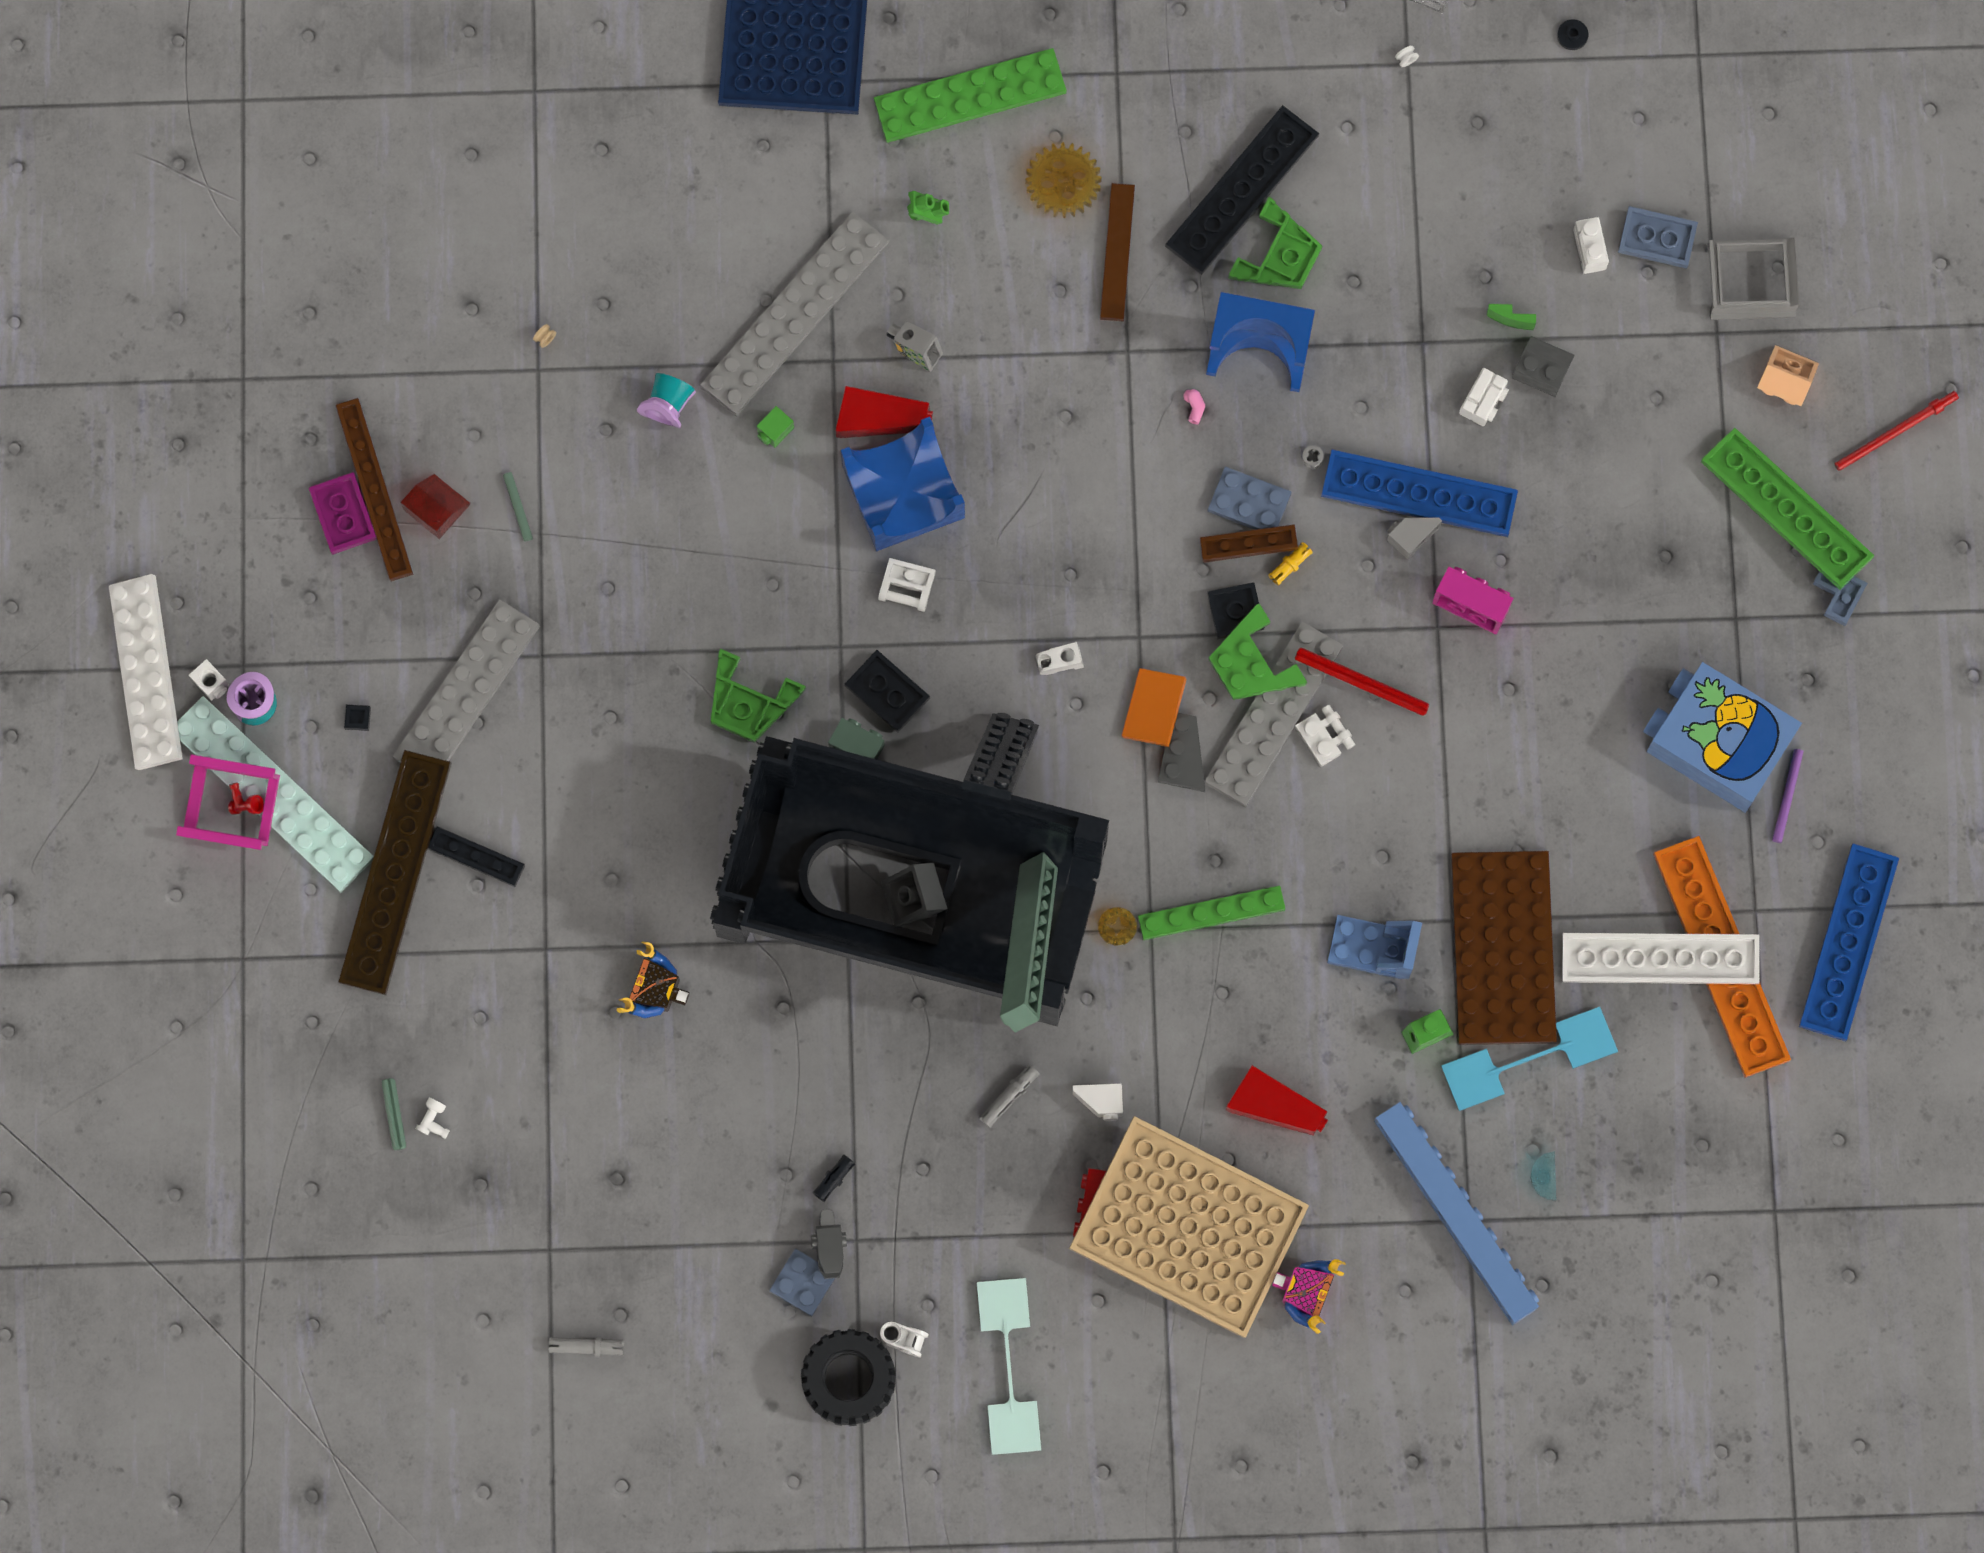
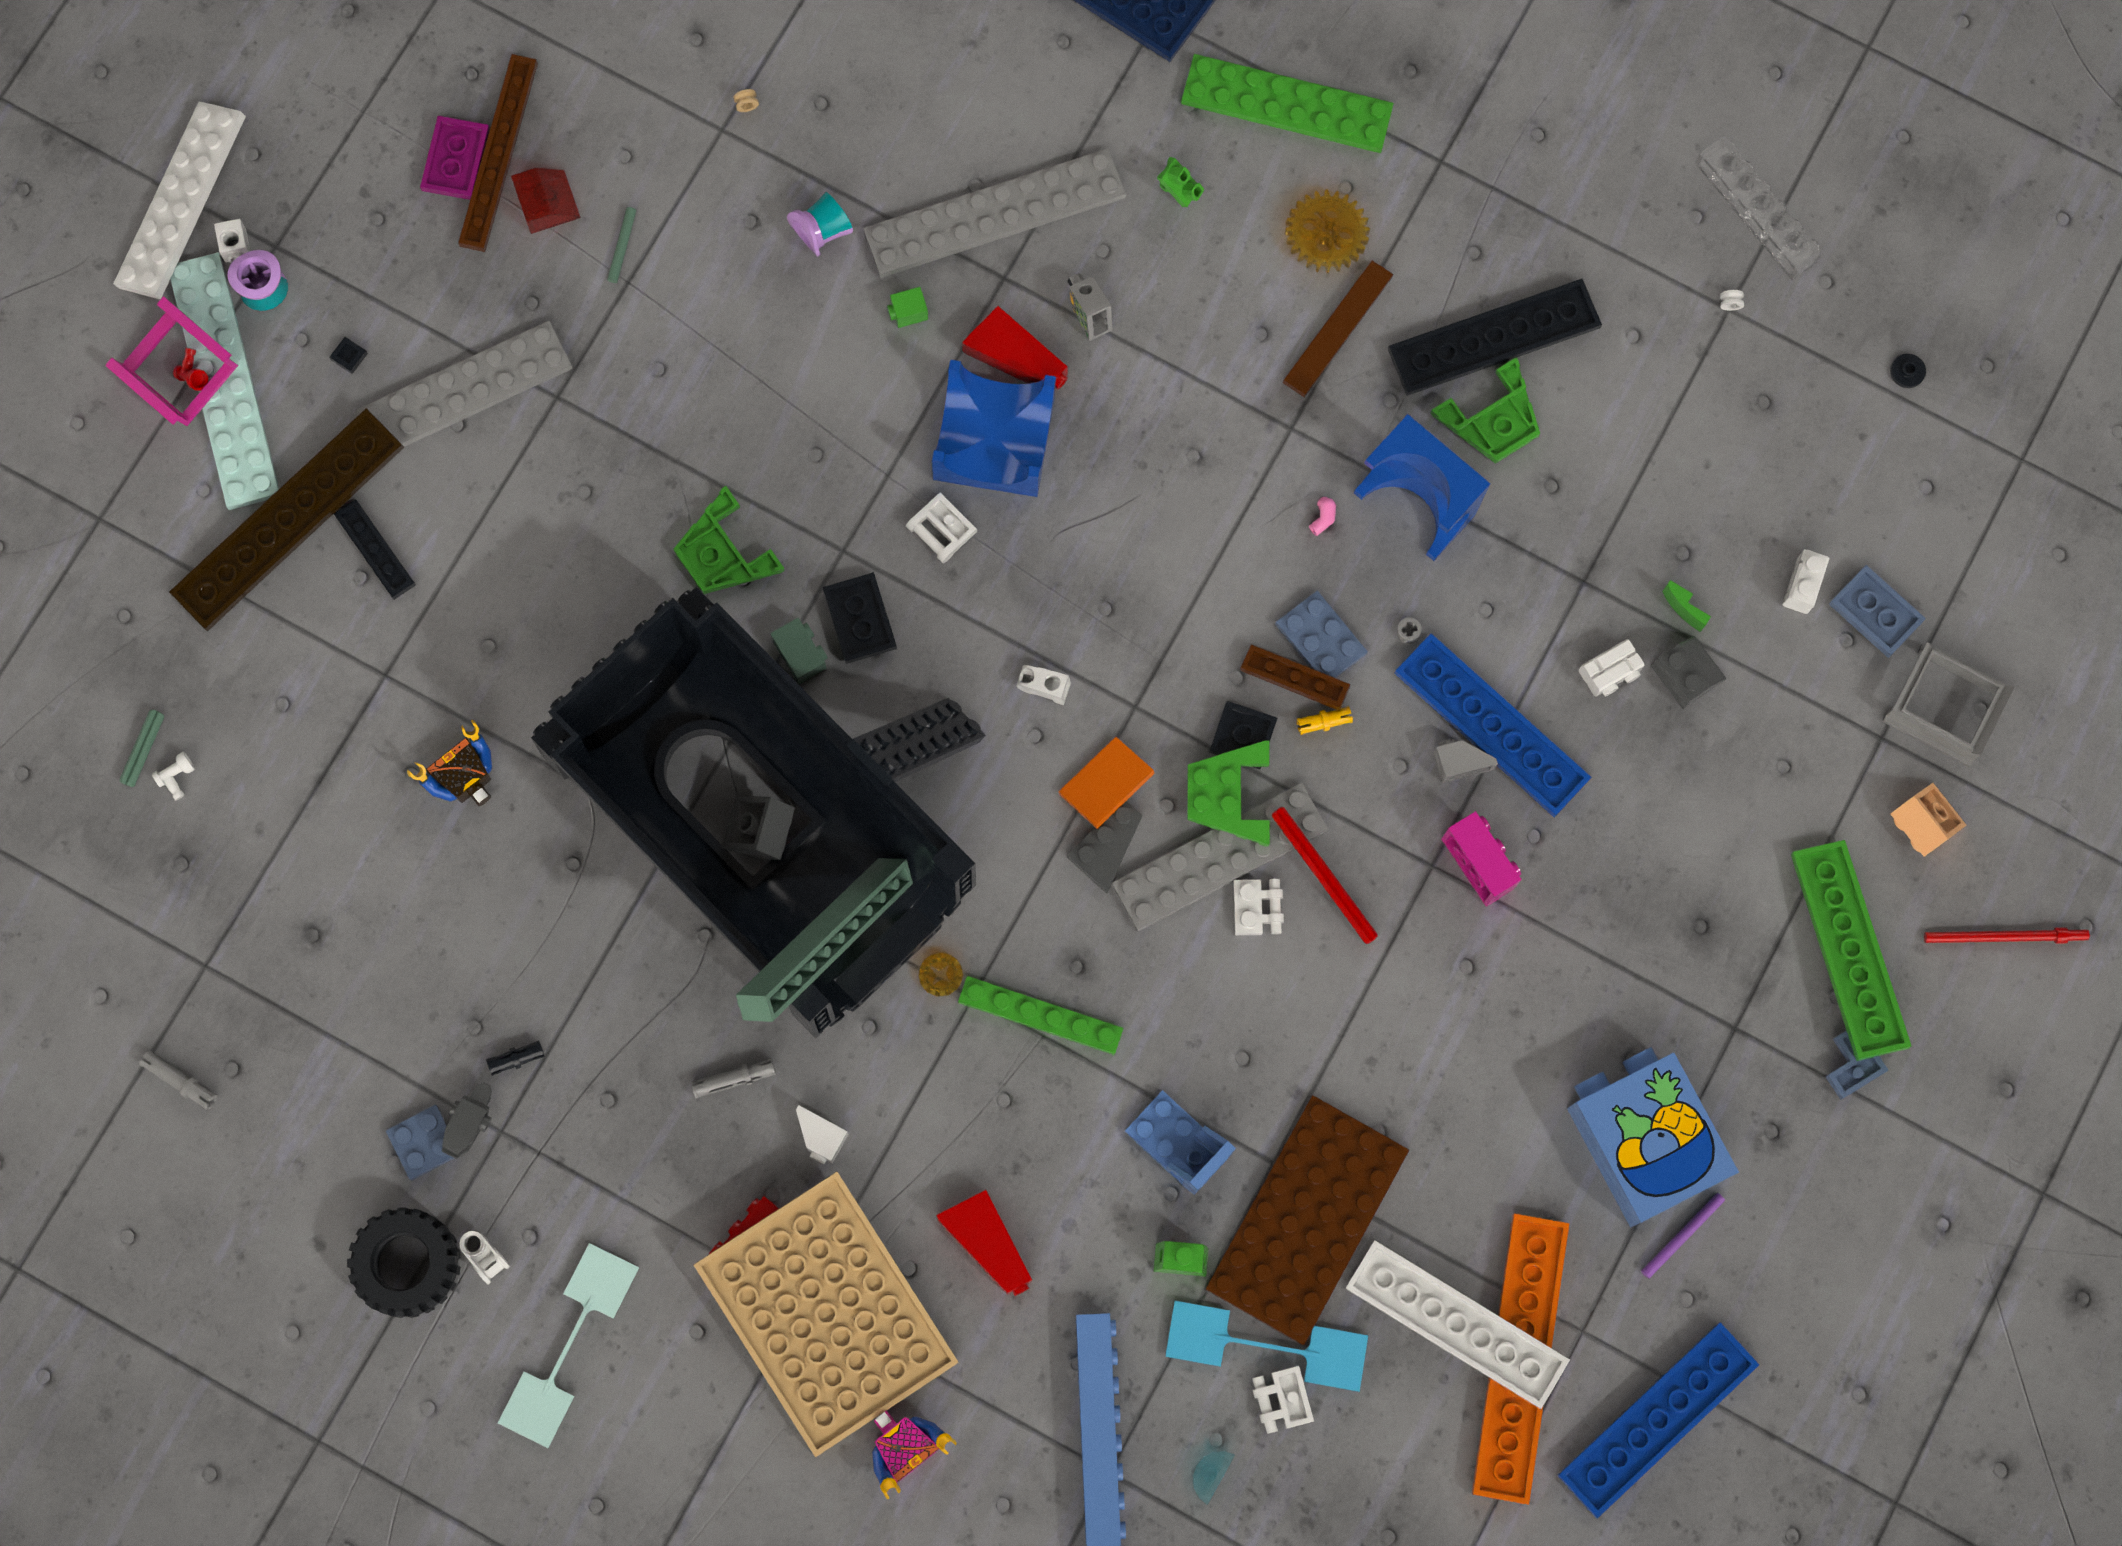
camera: 25 degrees right, 0 degrees up
(1571, 1085) = (1291, 1397): none -> white plate

